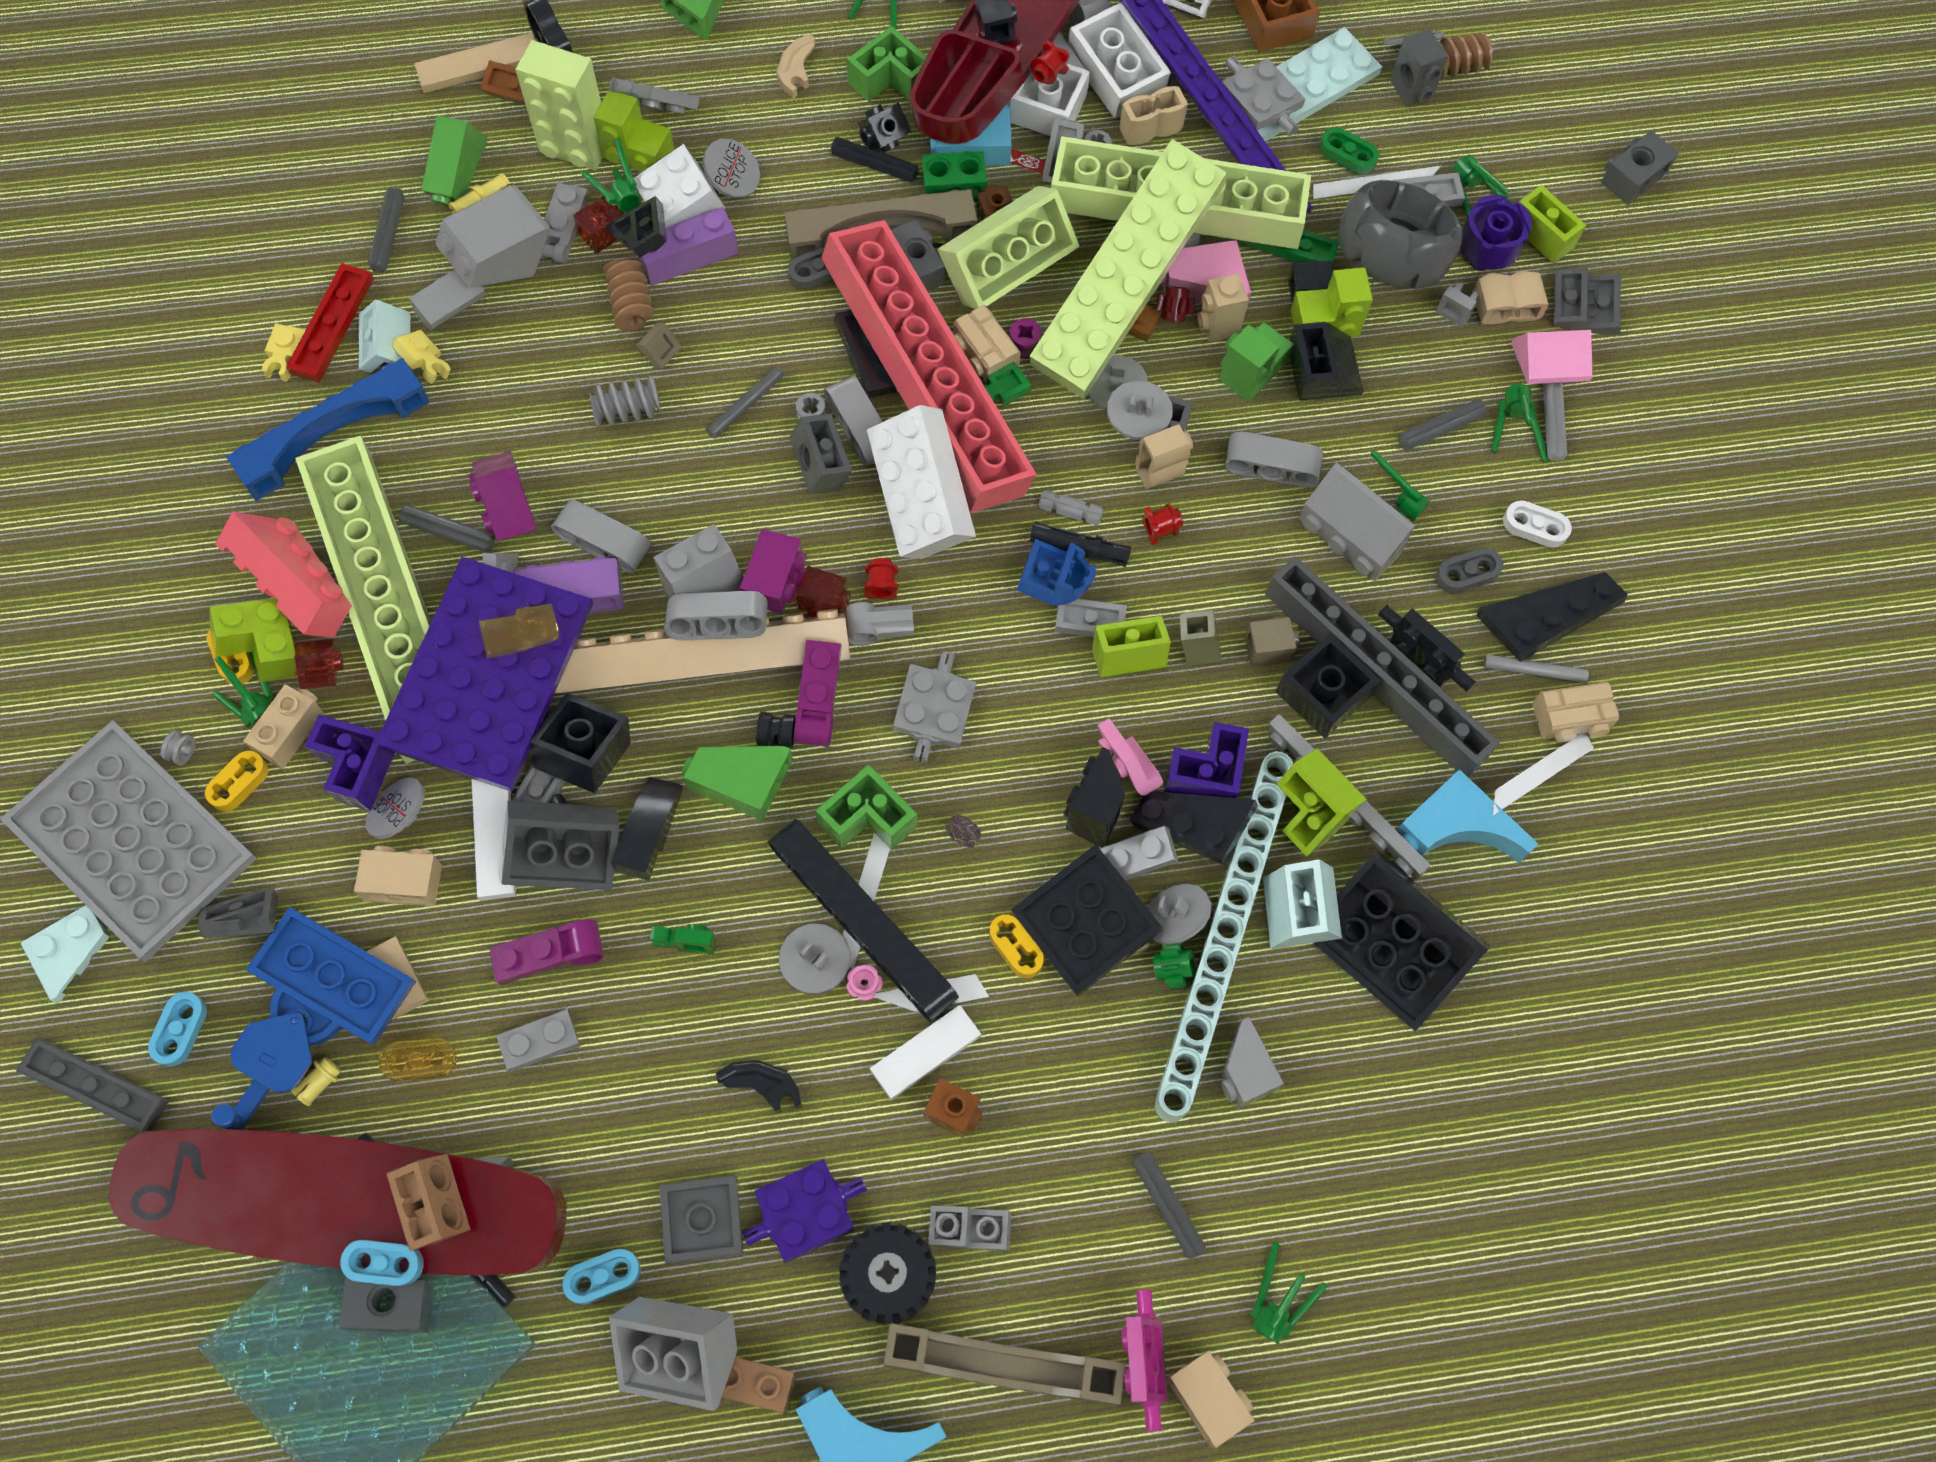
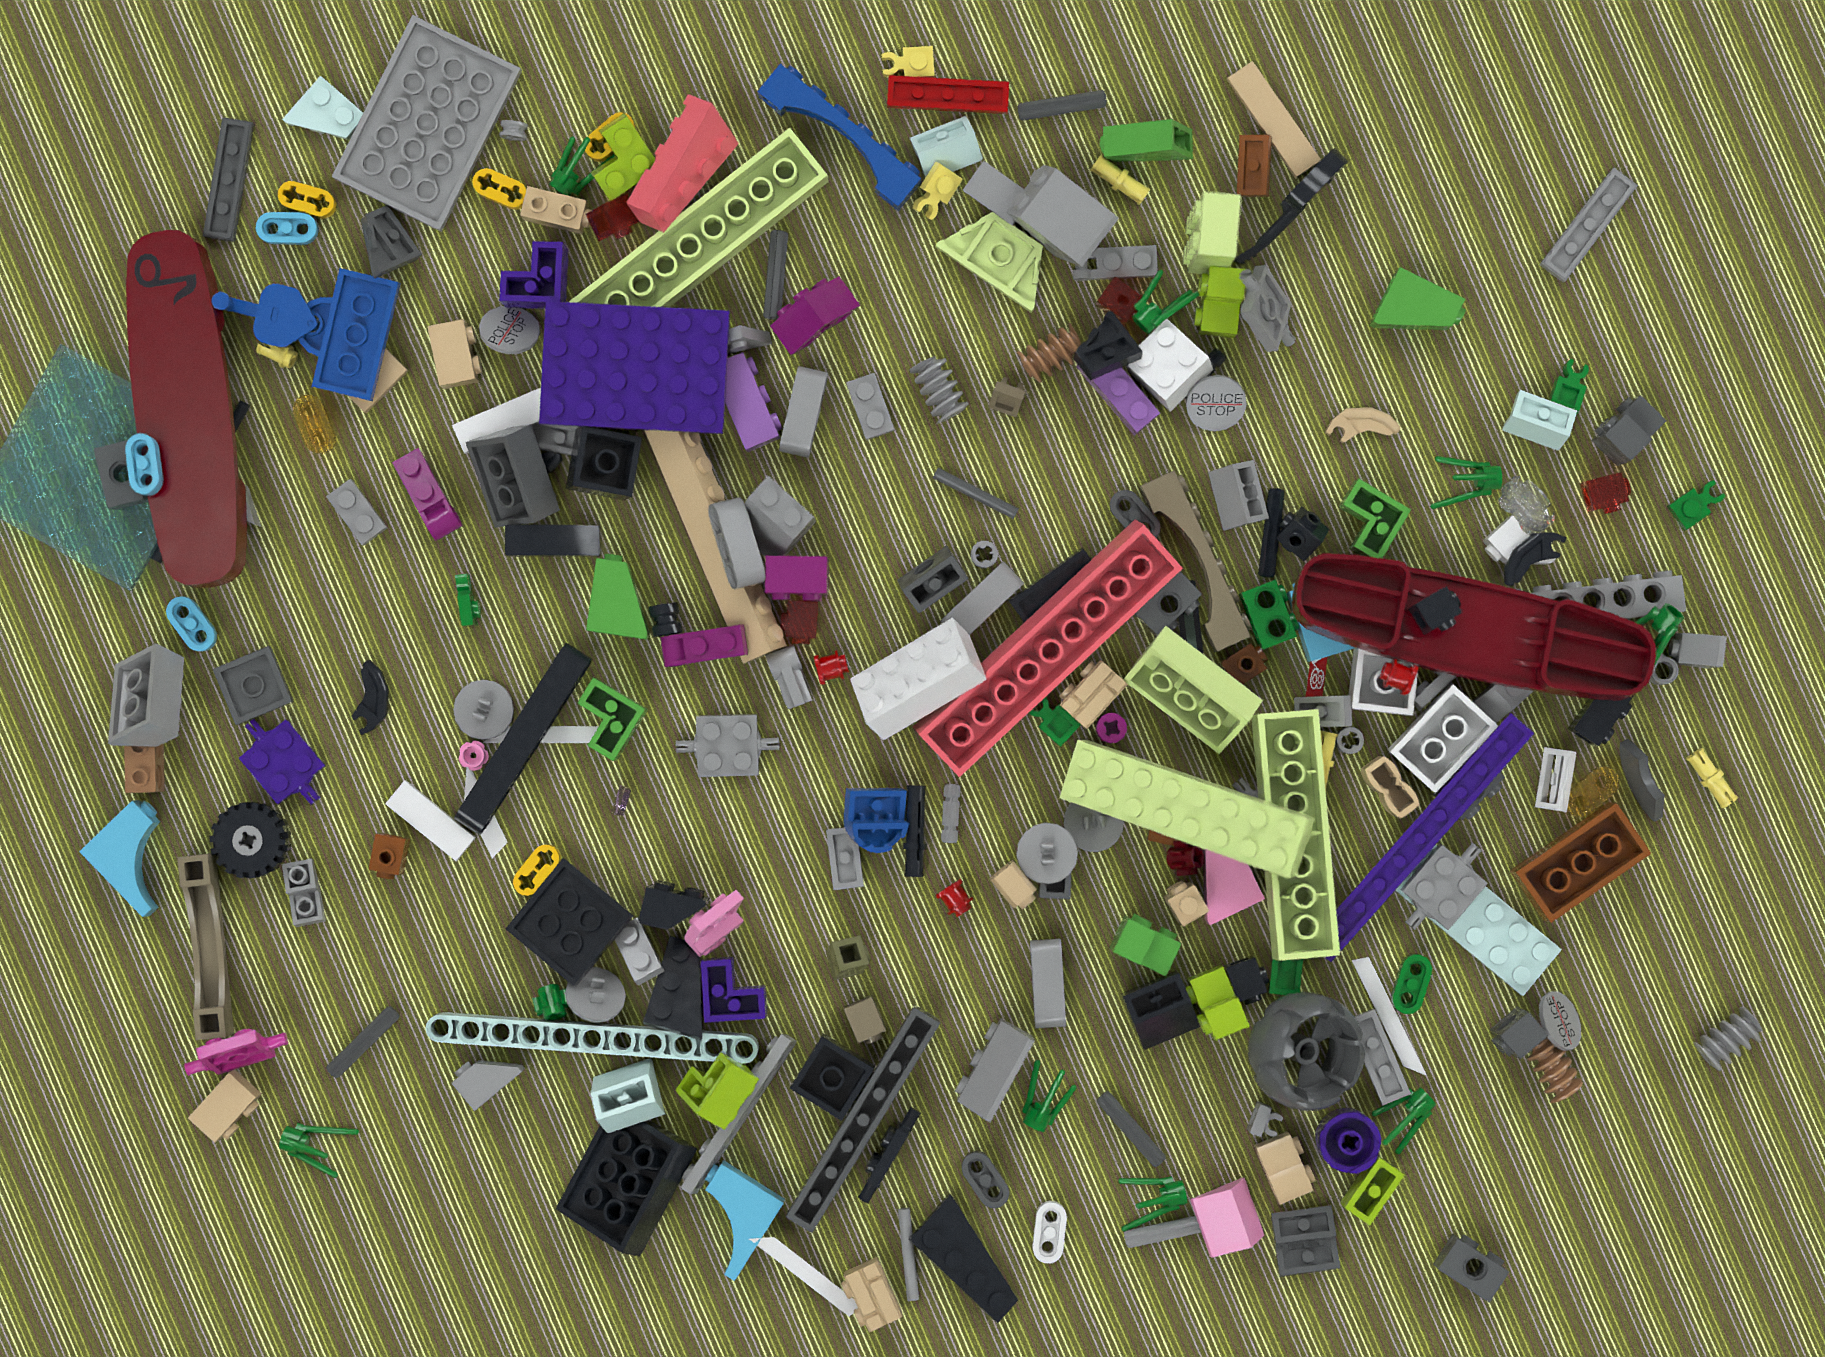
camera: 85 degrees right, 20 degrees up
(153, 998) = (308, 193): none -> yellow beam
(428, 1202) = (190, 486): medium nougat brick -> none
(513, 318) = (998, 256): none -> yellowish green wing
(520, 632) = (669, 386): clear yellow slope -> none
(619, 476) = (870, 406): none -> light grey plate
(828, 175) = (1238, 495): none -> light grey brick
(1131, 646) = (822, 900): lime brick -> none

